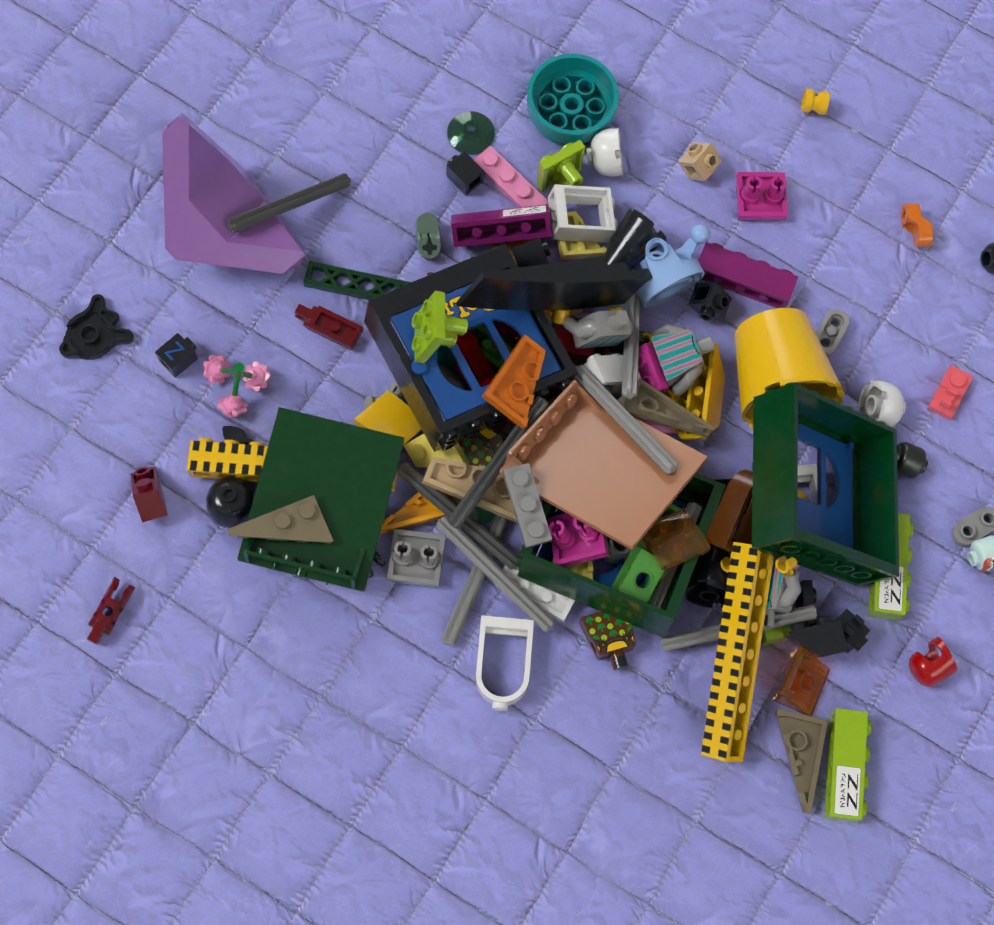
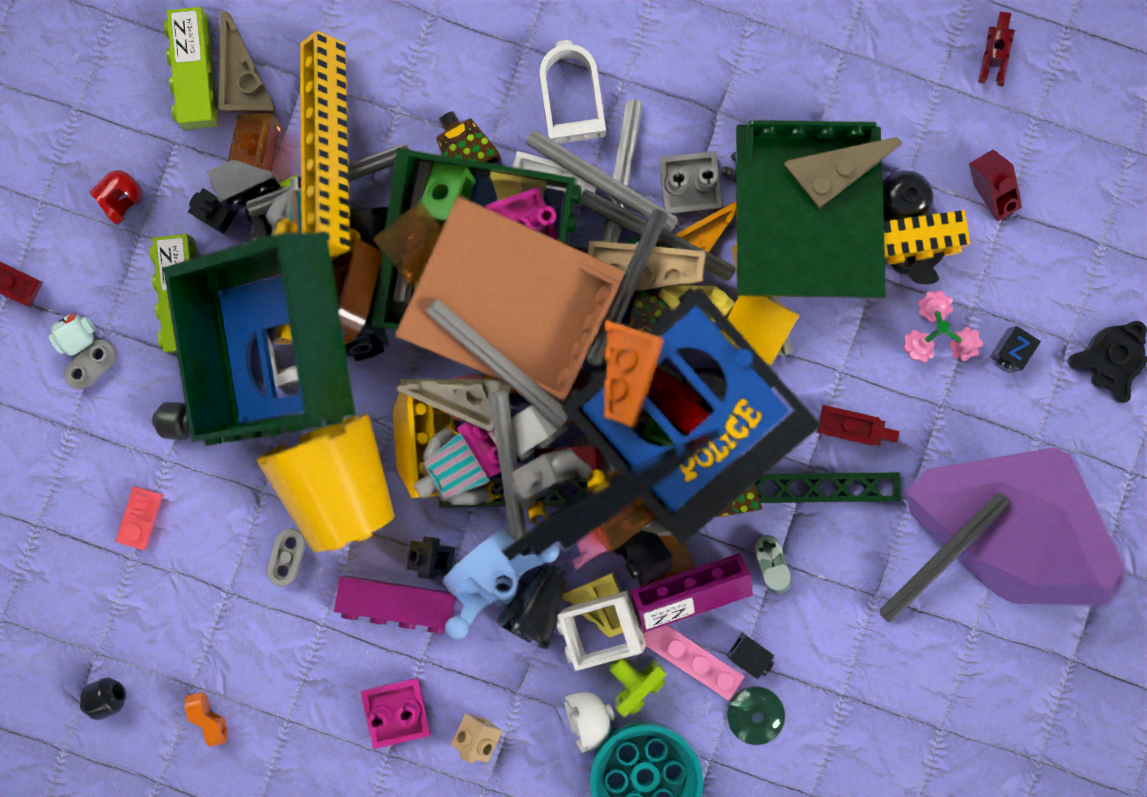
camera: 170 degrees right, 15 degrees up
(435, 327) = (738, 398): lime plate -> none
(527, 505) = (584, 231): light grey plate -> none
(882, 402) = (212, 475): white cylinder -> none

